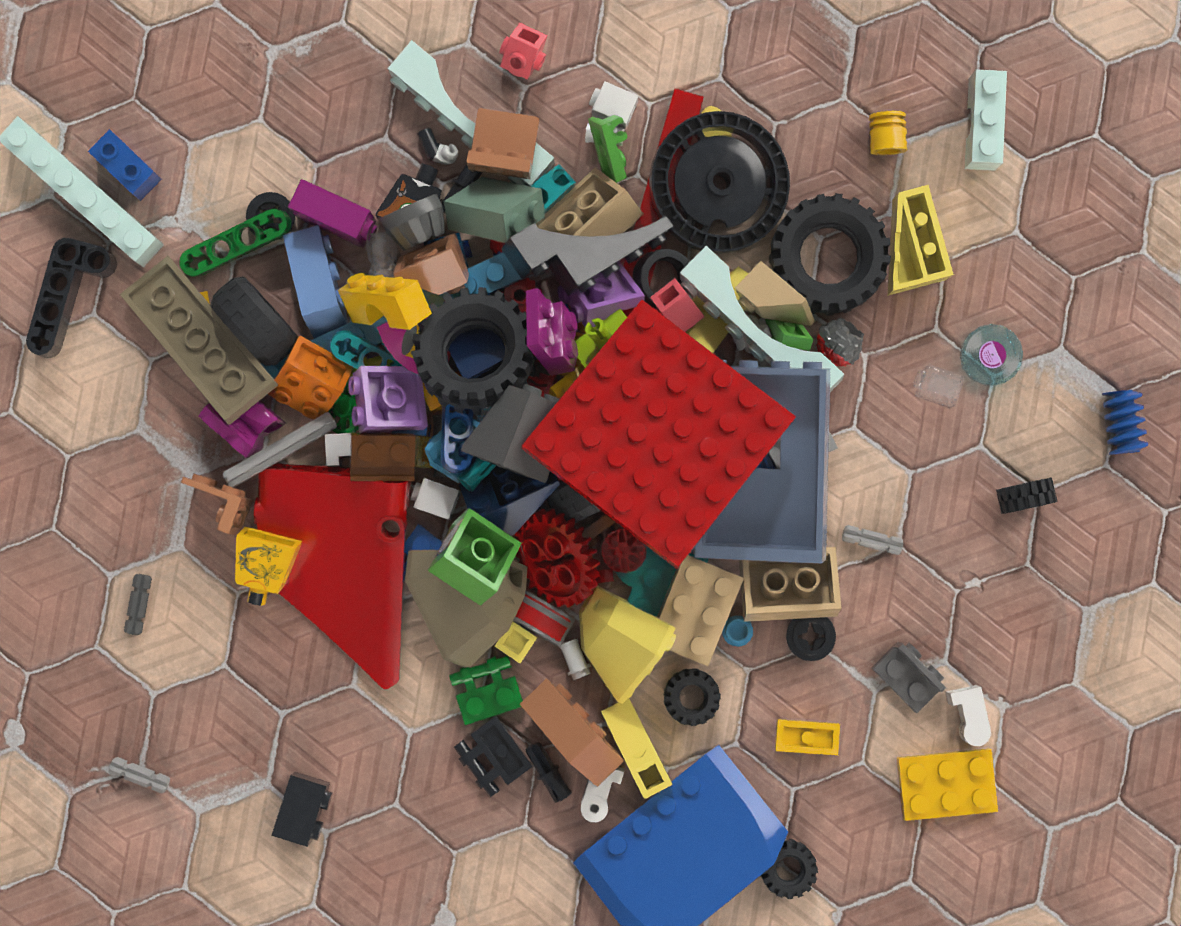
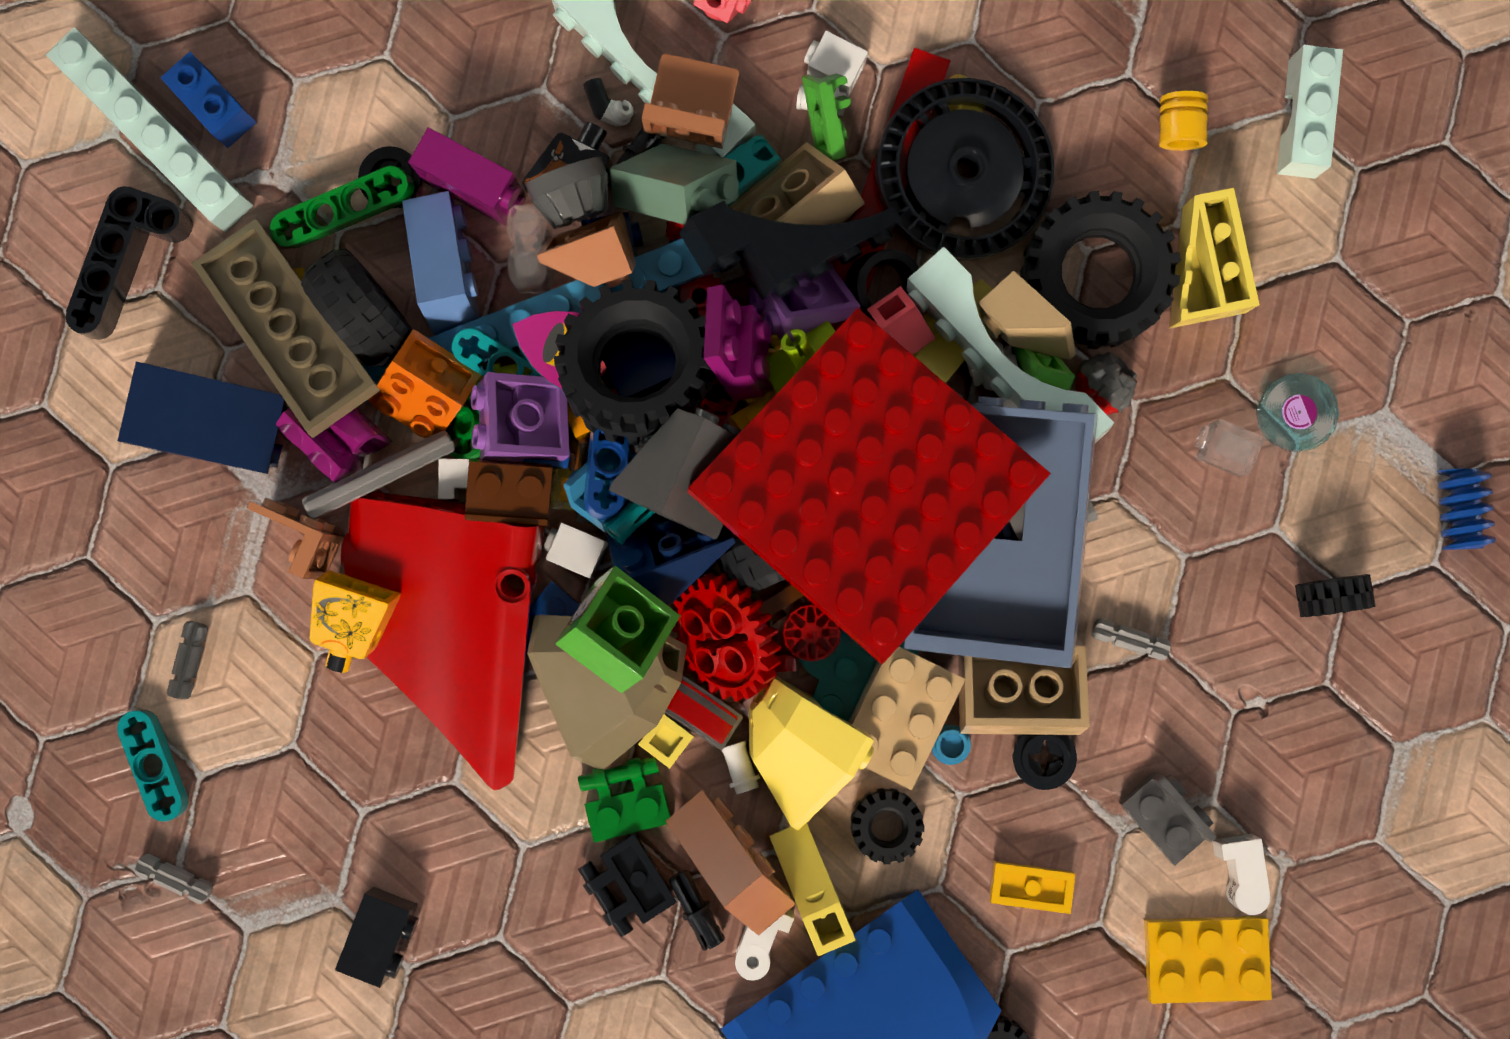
camera: 10 degrees right, 0 degrees up
(103, 684) = (152, 796): none -> teal beam
(139, 415) = (202, 418): none -> dark blue slope
(396, 298) = (518, 284): yellow arch -> none

